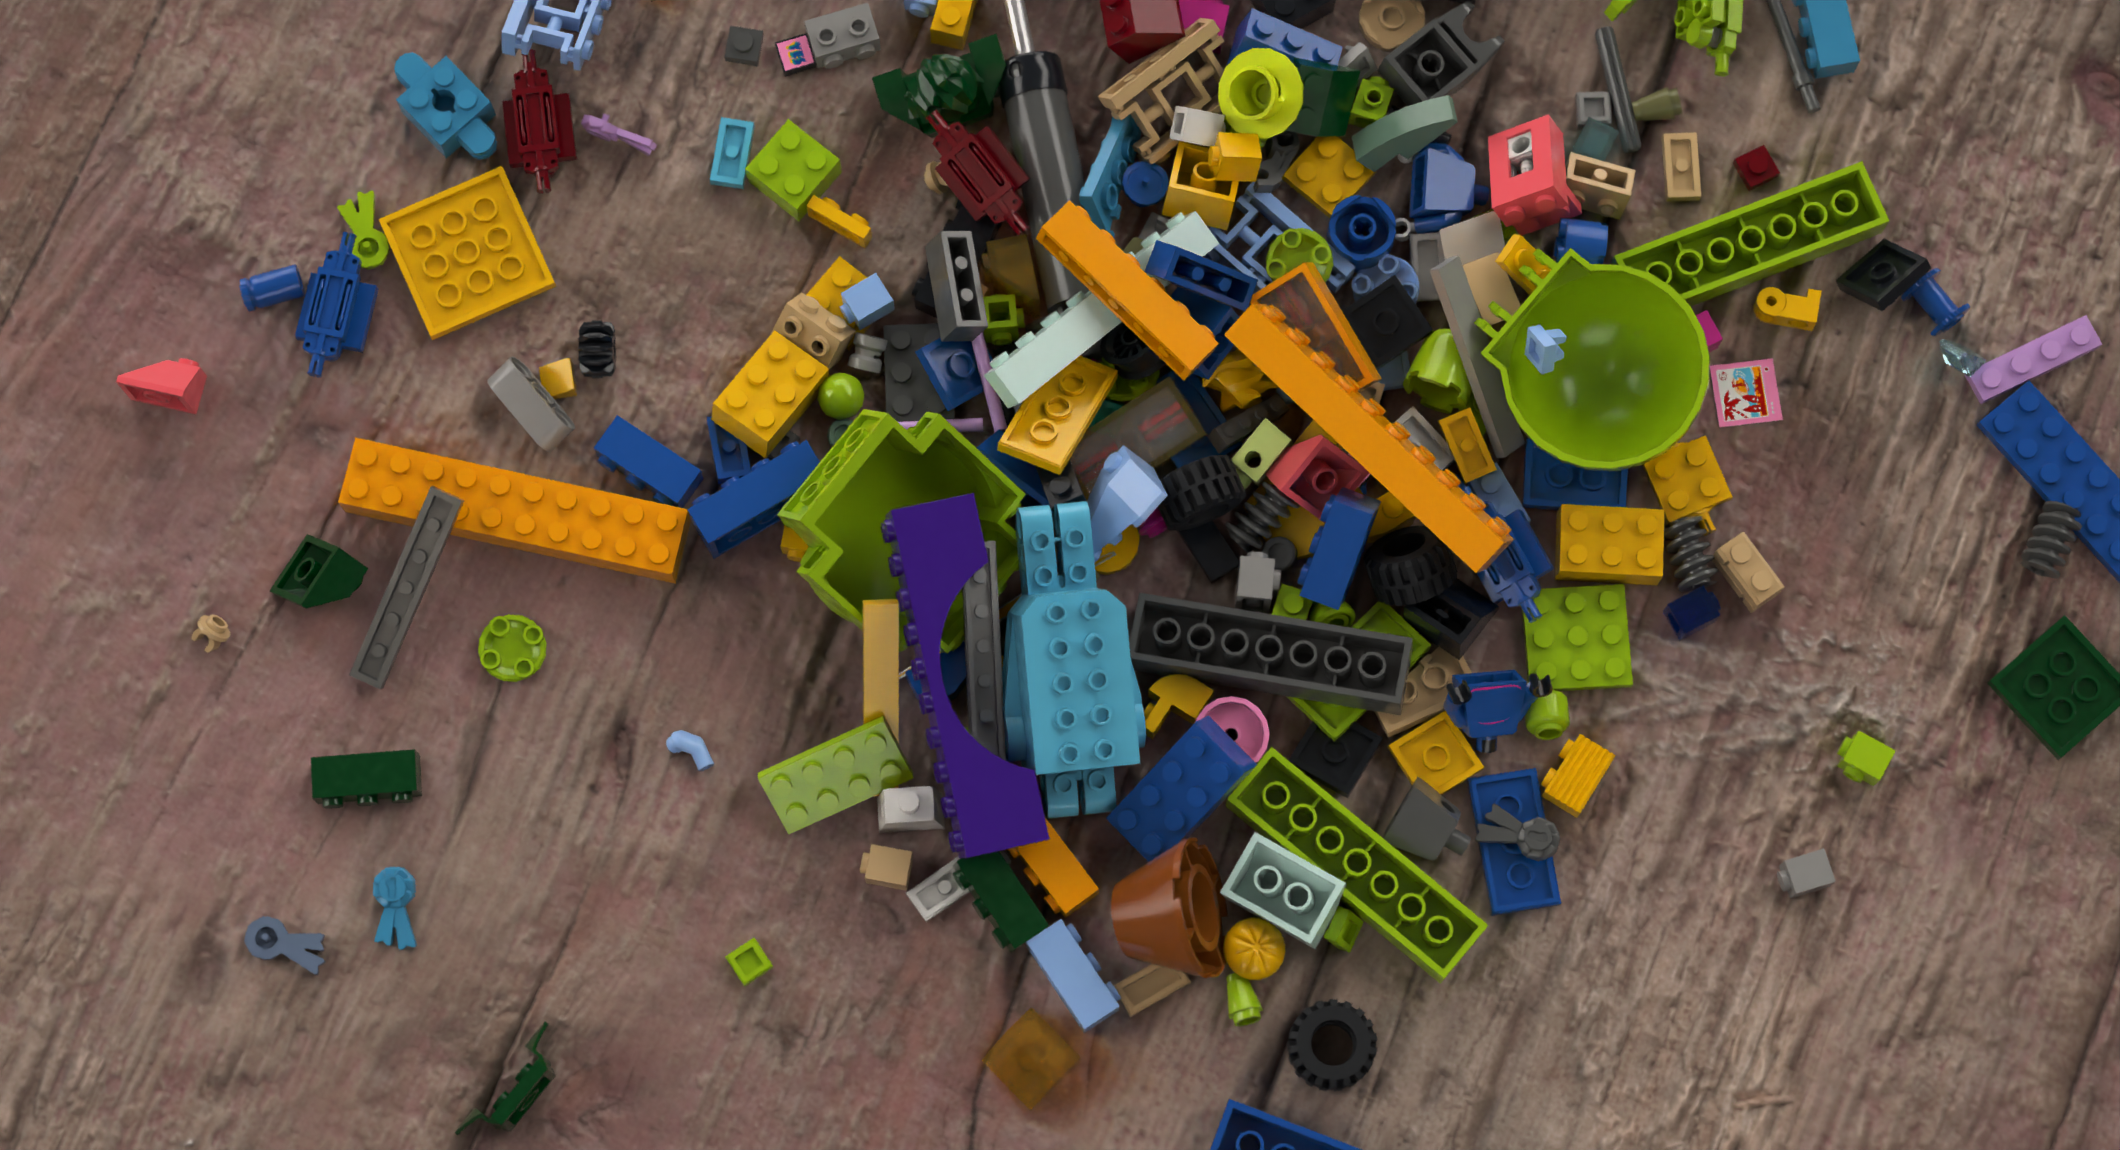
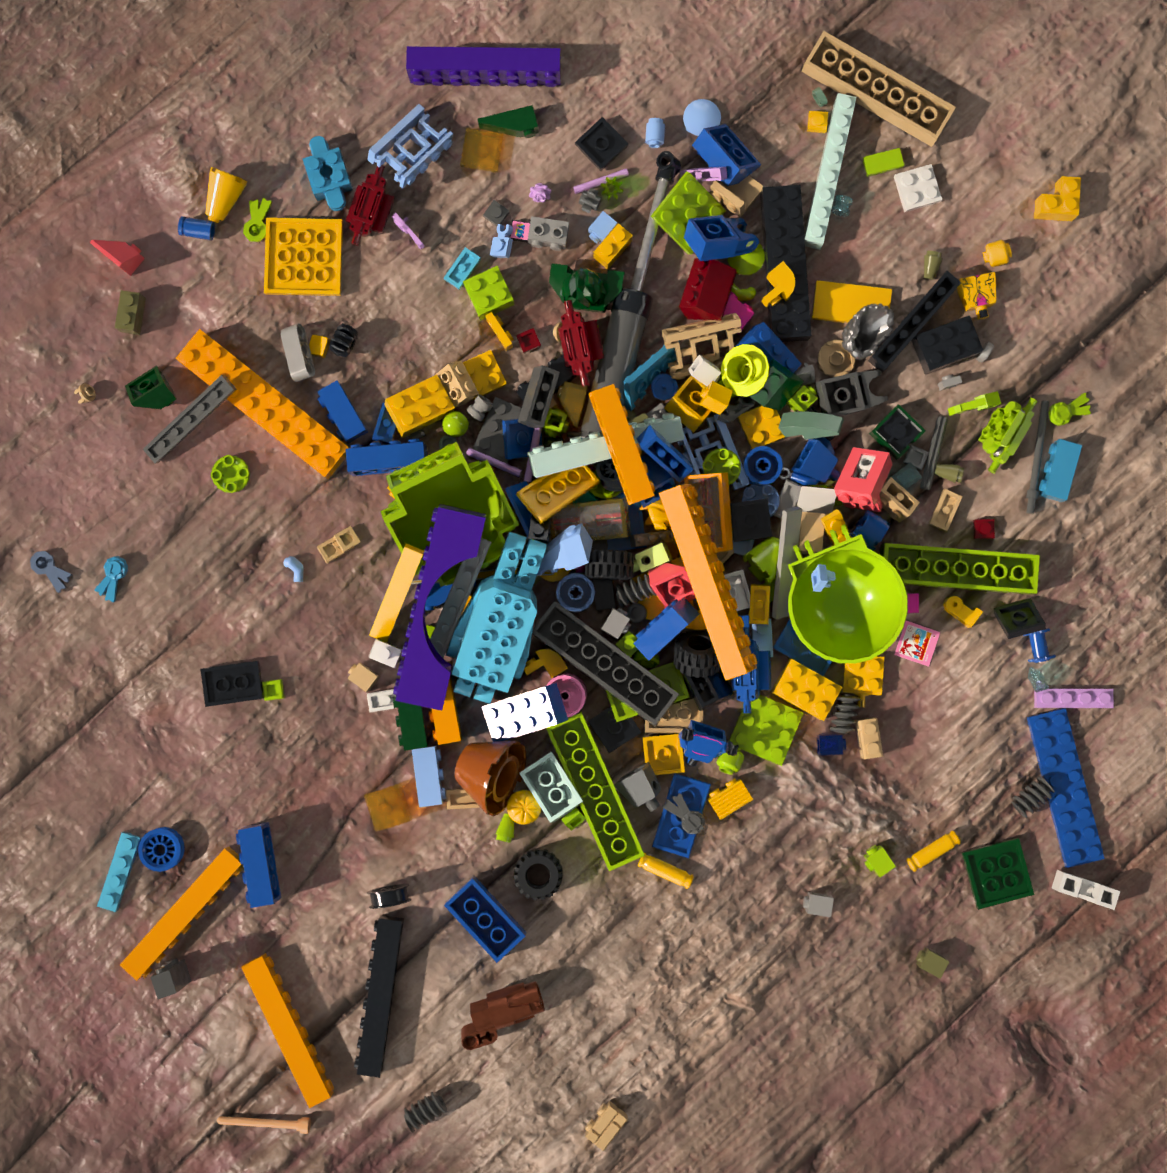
camera: 30 degrees right, 10 degrees up
(226, 468) = (130, 312): none -> olive brick
(290, 213) = (222, 193): none -> yellow cone
(336, 308) = (222, 255): blue piece -> none
(366, 778) = (127, 506): dark green brick -> none
(514, 1105) = (133, 700): dark green piece -> none
(676, 982) = (232, 683): none -> black plate
(743, 677) = (338, 544): none -> tan slope
(778, 87) = (502, 244): none -> light blue plate
(835, 775) = (357, 619): lime plate -> none
(866, 302) = (490, 382): light blue brick -> none
(893, 214) = (528, 340): none -> dark red plate
(1174, 550) = (584, 586): none -> medium blue brick
(1534, 941) = (666, 871): none -> yellow axle
(1544, 82) = (897, 432): none -> black piece
(1942, 701) = (933, 851): none -> yellow axle
(2033, 878) = (932, 962): none -> olive brick

